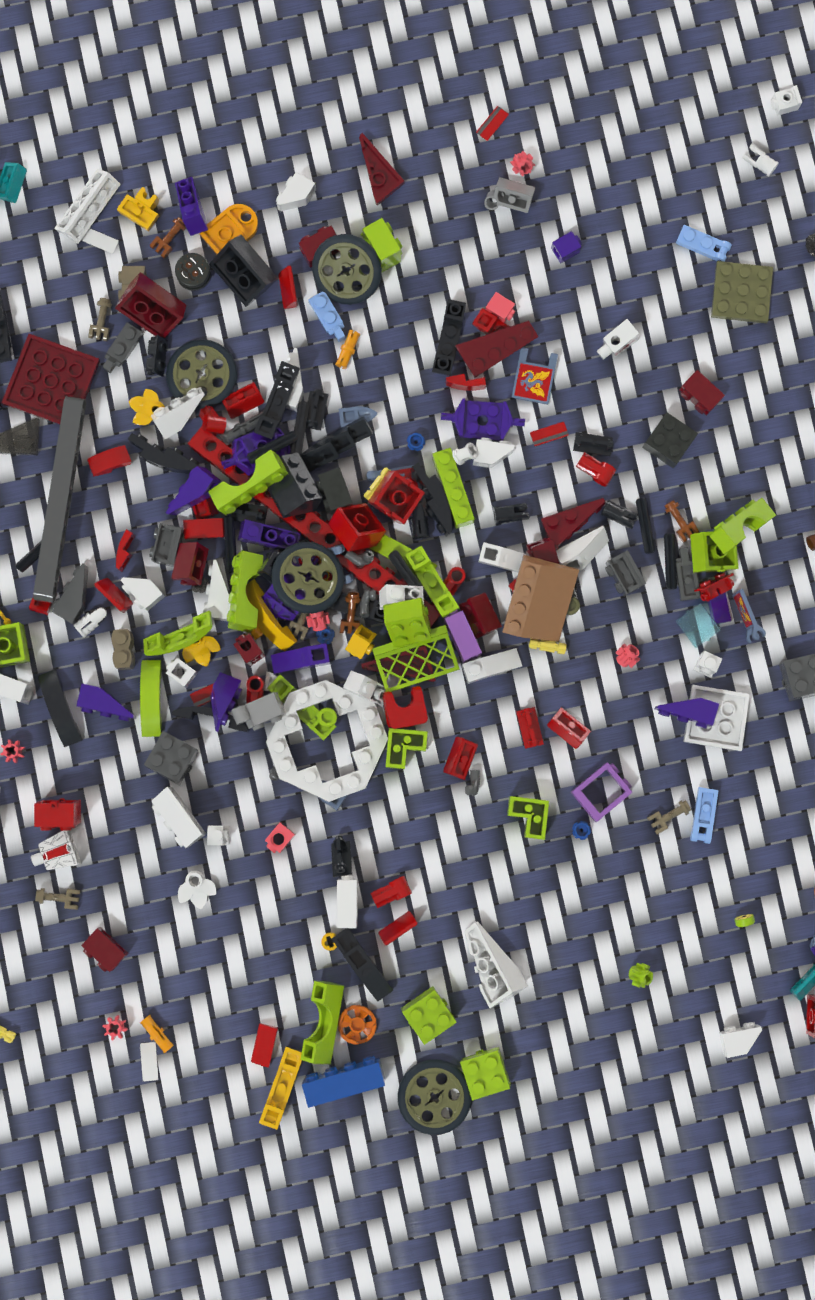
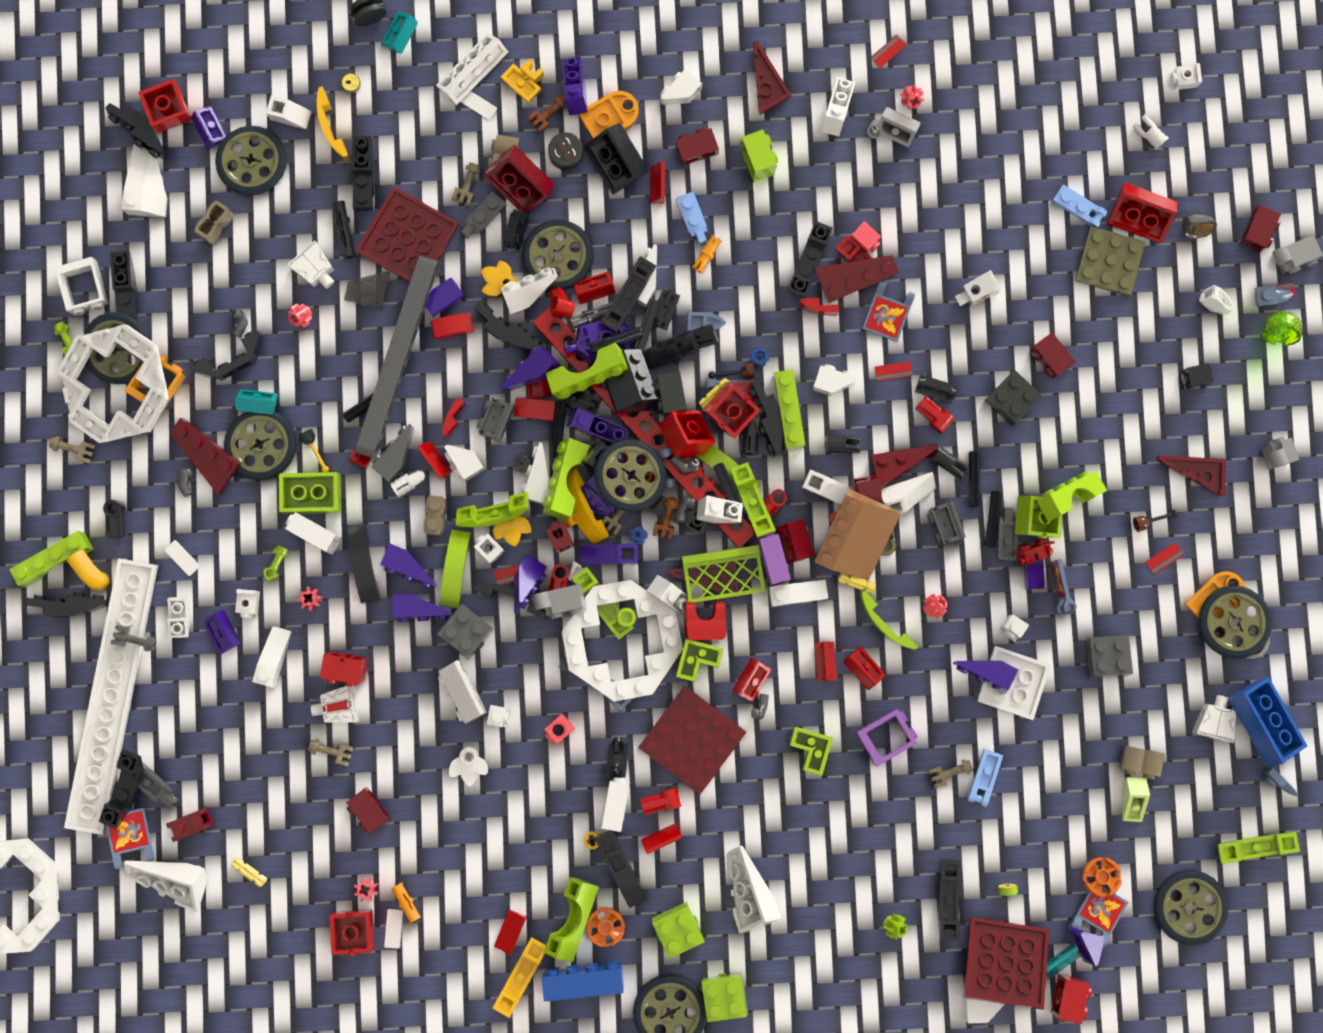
camera: 10 degrees right, 0 degrees up
(95, 433) = (443, 297): none -> dark purple slope
(108, 1072) = (352, 932): none -> red brick
(113, 742) = (411, 606): none -> dark purple slope
(190, 563) = (515, 441): dark red brick -> none
(318, 620) = (633, 520): coral gear -> none
(361, 642) = (672, 548): yellow brick -> none
(367, 256) = (742, 165): wedge -> none
(405, 457) = (746, 371): none -> hinge
(407, 622) = (721, 536): lime brick -> none
(412, 826) = (692, 739): none -> dark red plate
(452, 185) = (838, 107): none -> white slope
(465, 453) = (806, 378): white bush -> none
(497, 414) = (845, 345): dark purple plate -> none
(563, 664) = (869, 604): none -> lime slope
(566, 247) = (942, 187): dark purple brick -> none
(576, 830) = (860, 777): blue plate -> none
(685, 528) = (1004, 465): dark orange hinge -> none
(689, 941) = (949, 900): none -> black slope
(698, 625) = (1011, 587): clear light blue piece -> none
(755, 993) = (1006, 963): none -> dark red plate
(766, 239) = (1143, 212): none -> red slope

